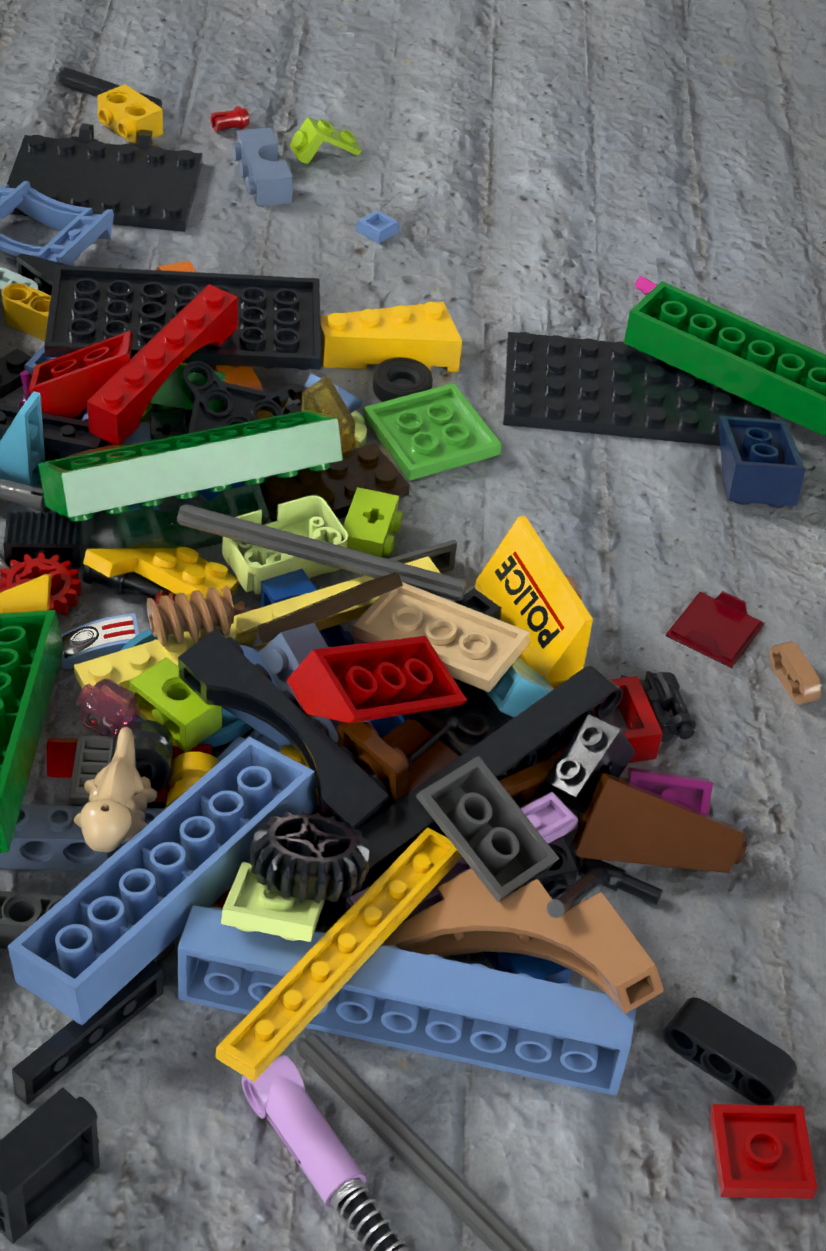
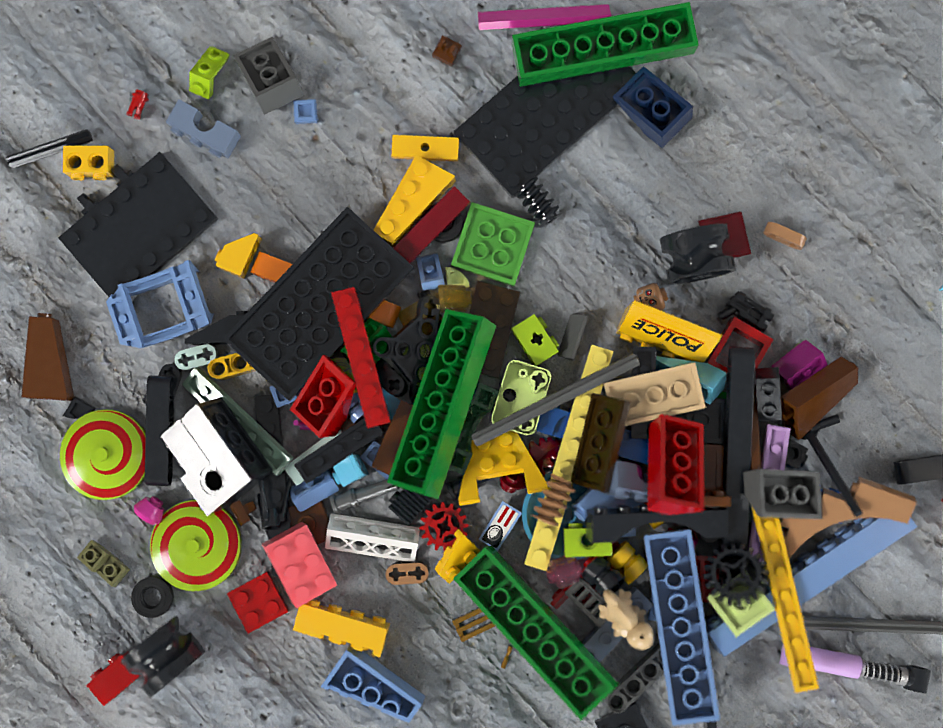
camera: 40 degrees left, 40 degrees up
(165, 247) = (238, 255): none -> yellow slope
(368, 365) = (432, 225): none -> dark red tile
(375, 181) = (268, 75): none -> dark grey slope
(472, 328) = (439, 147): none -> yellow tile
(526, 434) = (538, 202): none -> black piece
(580, 283) = (447, 50): none -> reddish brown tile
(658, 579) = (697, 254): none -> black piece

